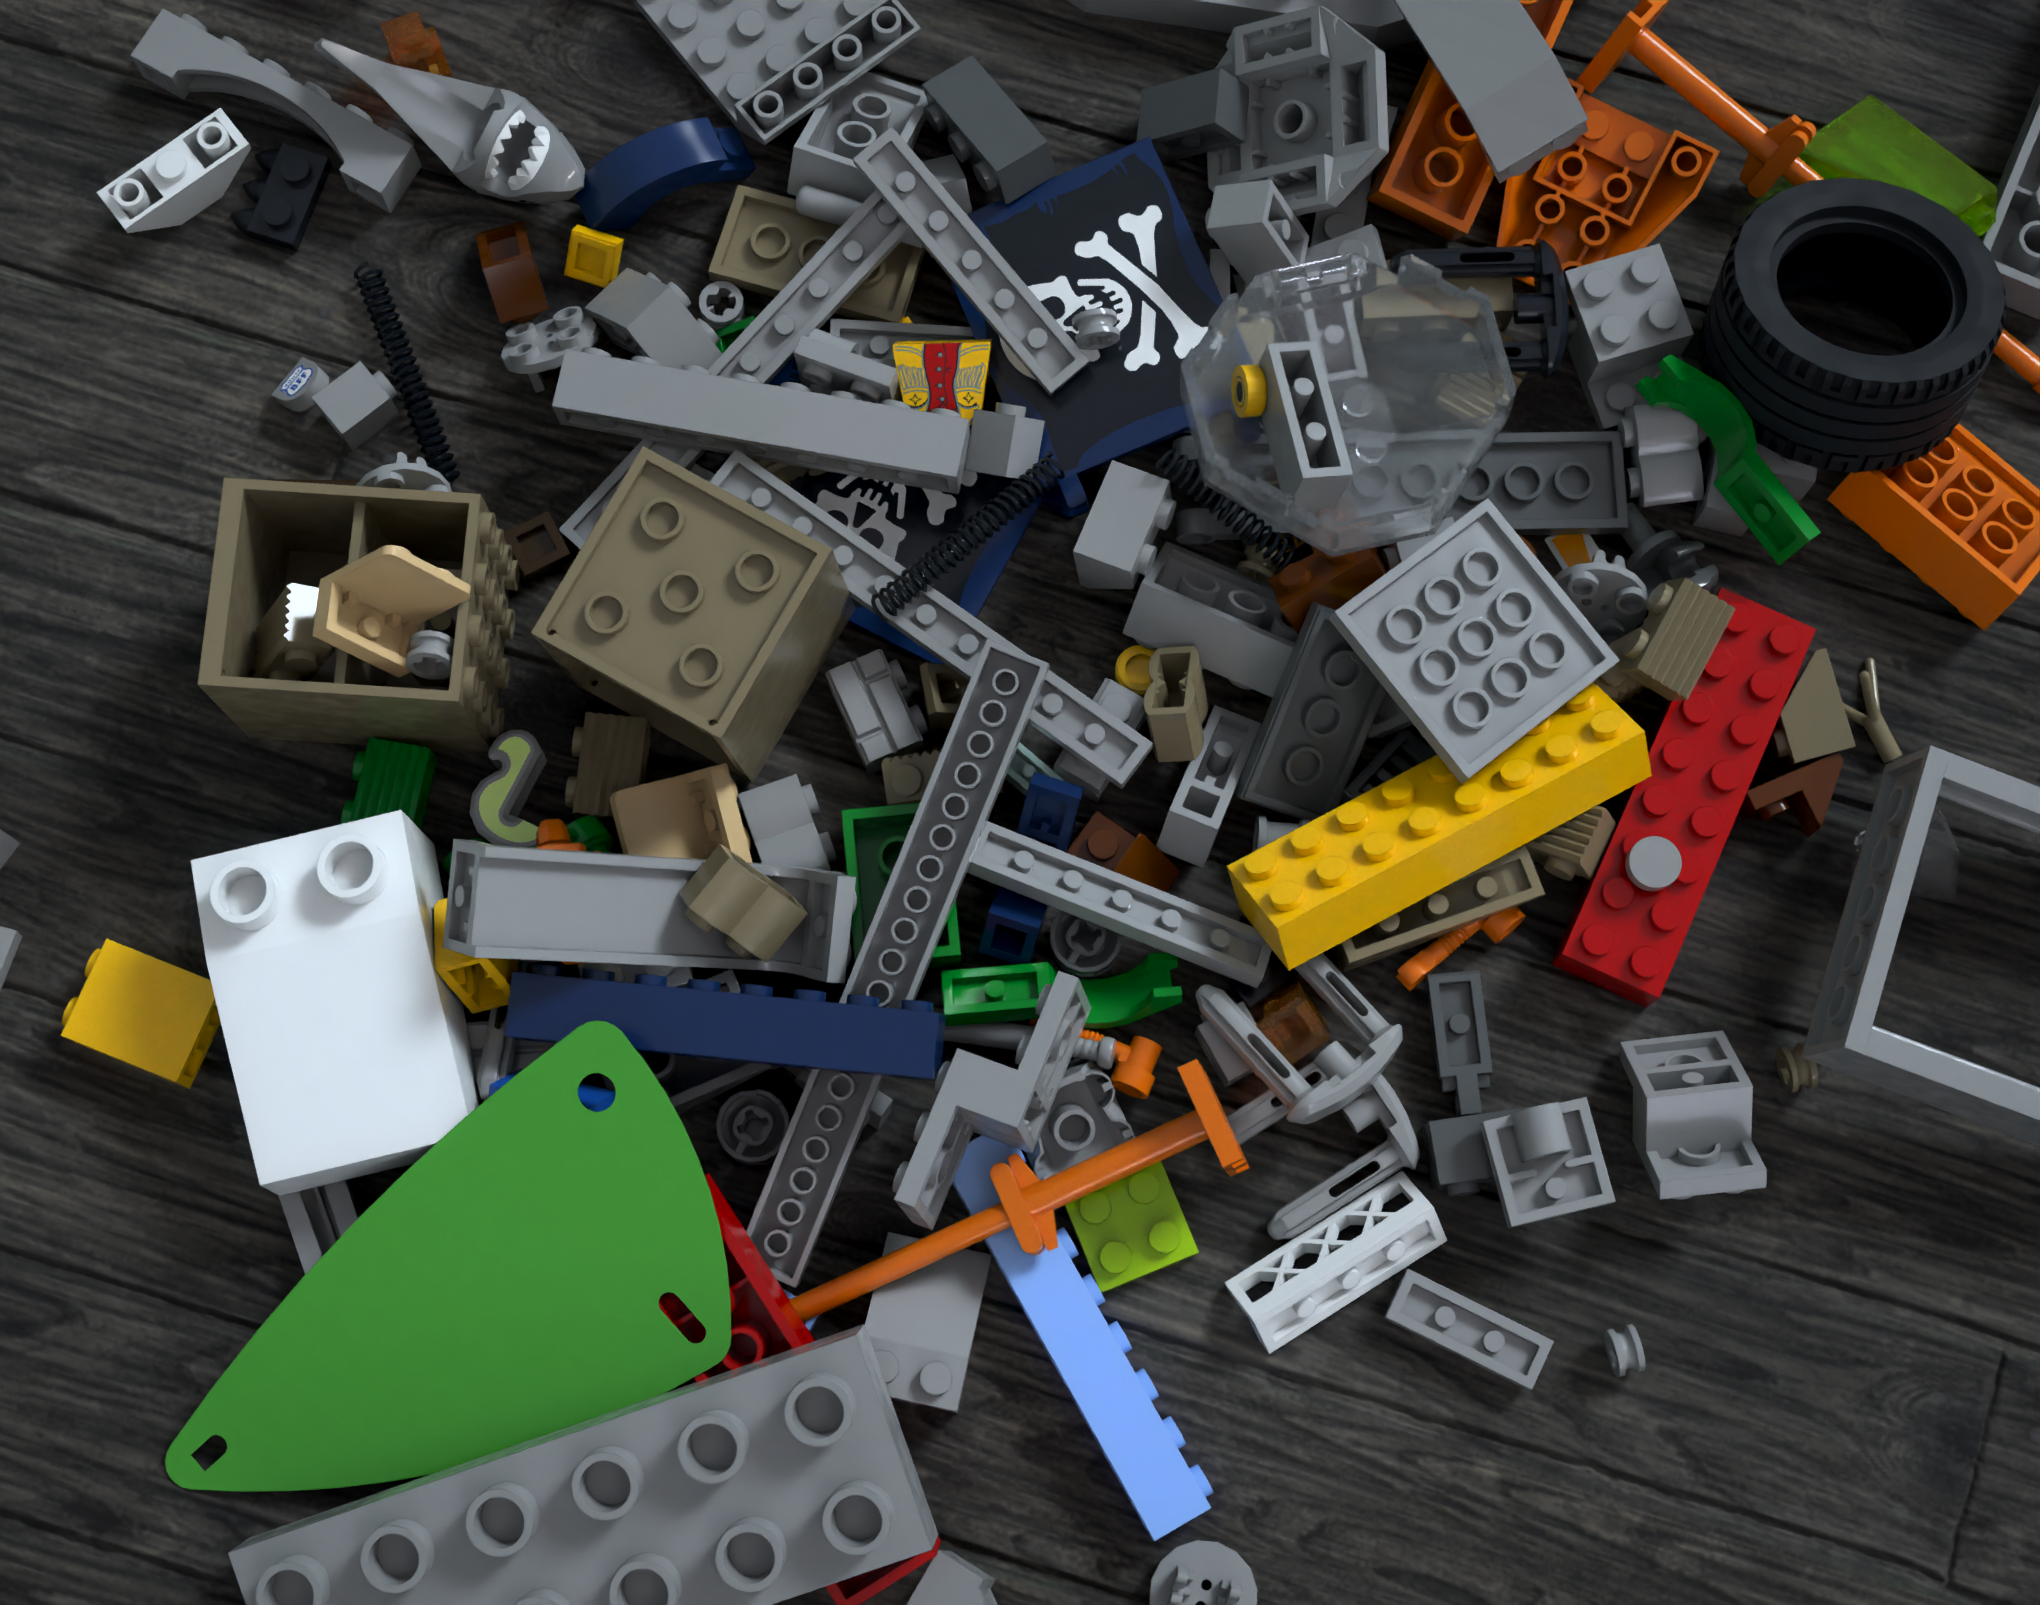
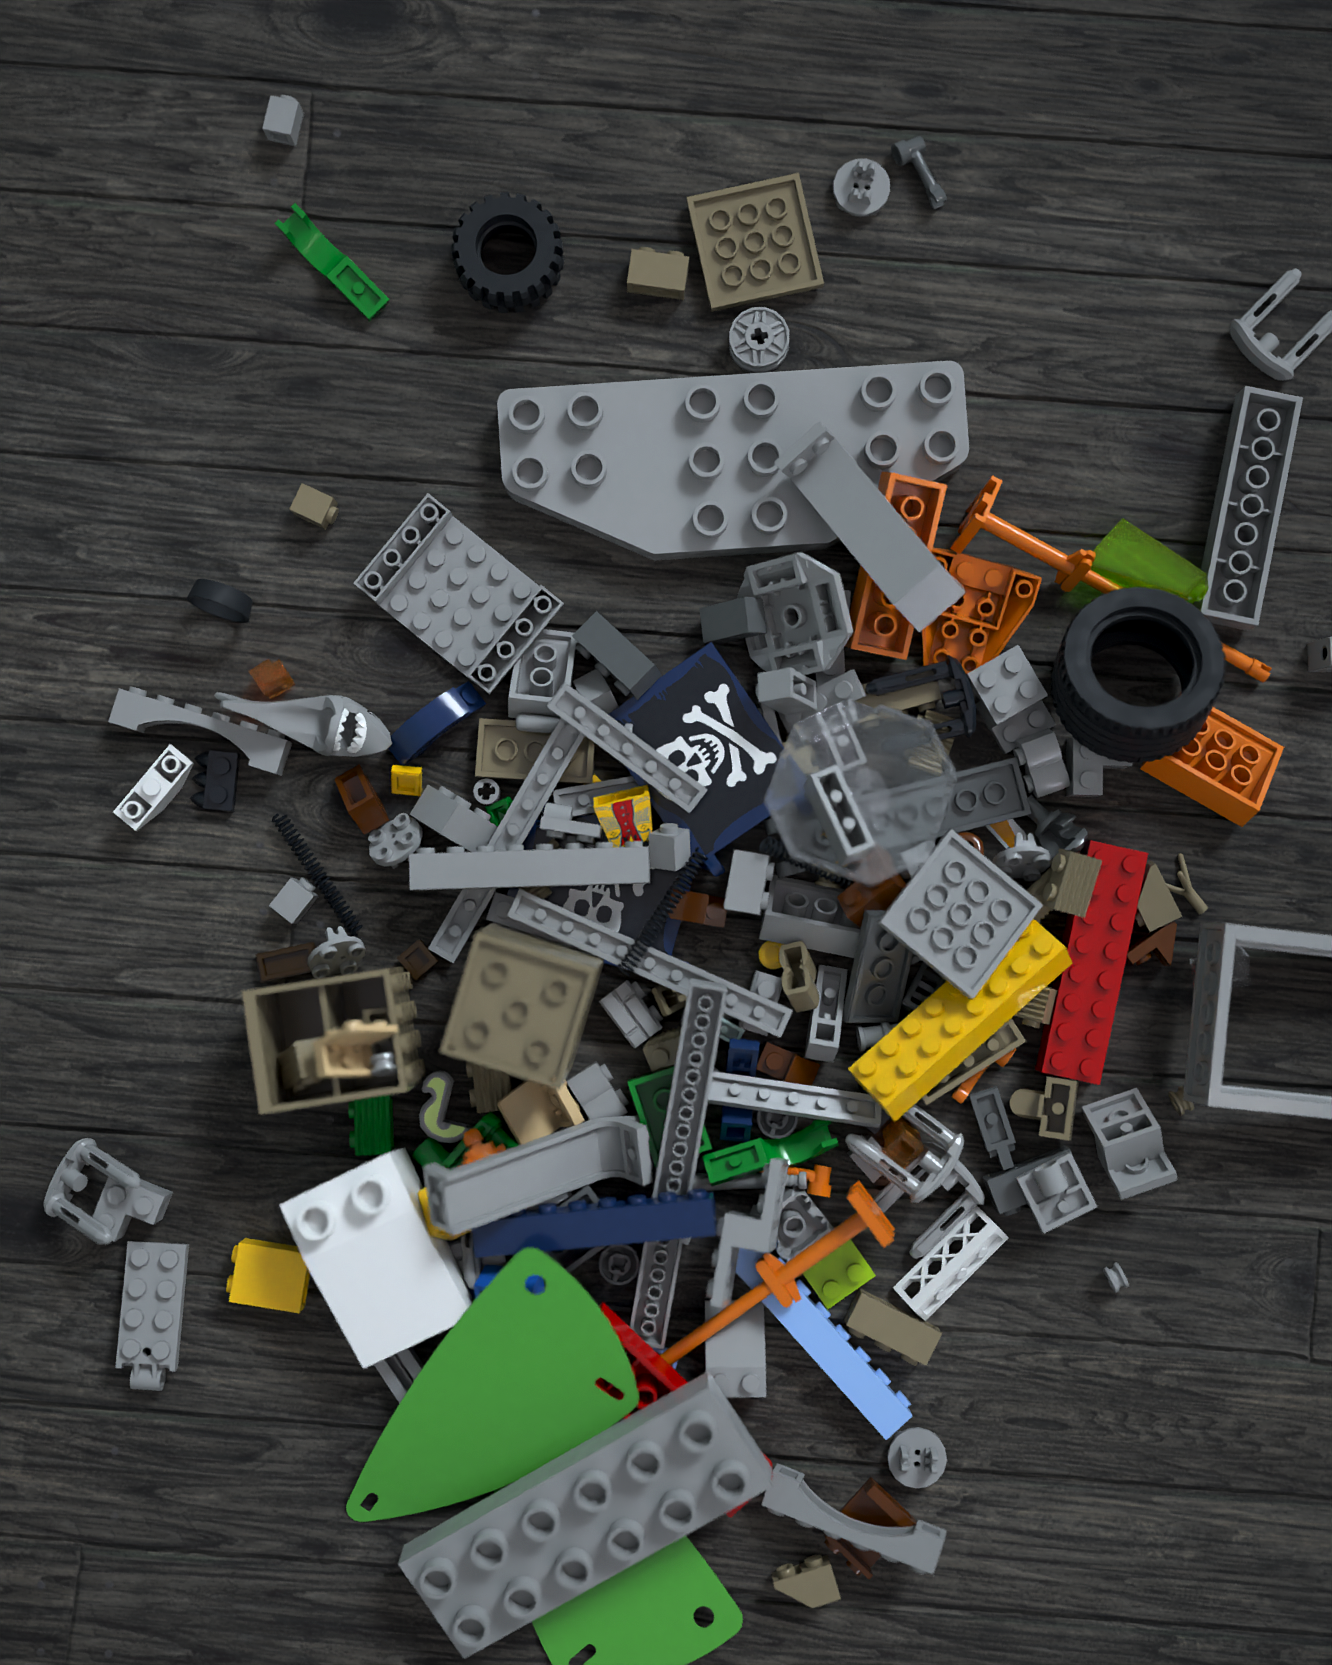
camera: 10 degrees left, 10 degrees up
(301, 385) = (260, 895): light grey tile -> none
(742, 904) = (586, 1153): dark tan brick -> none
(1029, 563) = (699, 909): none -> reddish brown slope
(1096, 328) = (706, 769): light grey bush -> none
(1208, 1349) = (892, 1328): none -> dark tan brick
(1249, 391) = (804, 797): yellow tile -> none
(1468, 1329) = (1029, 1285): light grey plate -> none
(1567, 1024) = (1052, 1107): none -> dark tan brick
(1653, 863) = (1083, 1013): light grey tile -> none
(1741, 473) = (1089, 775): green piece -> none

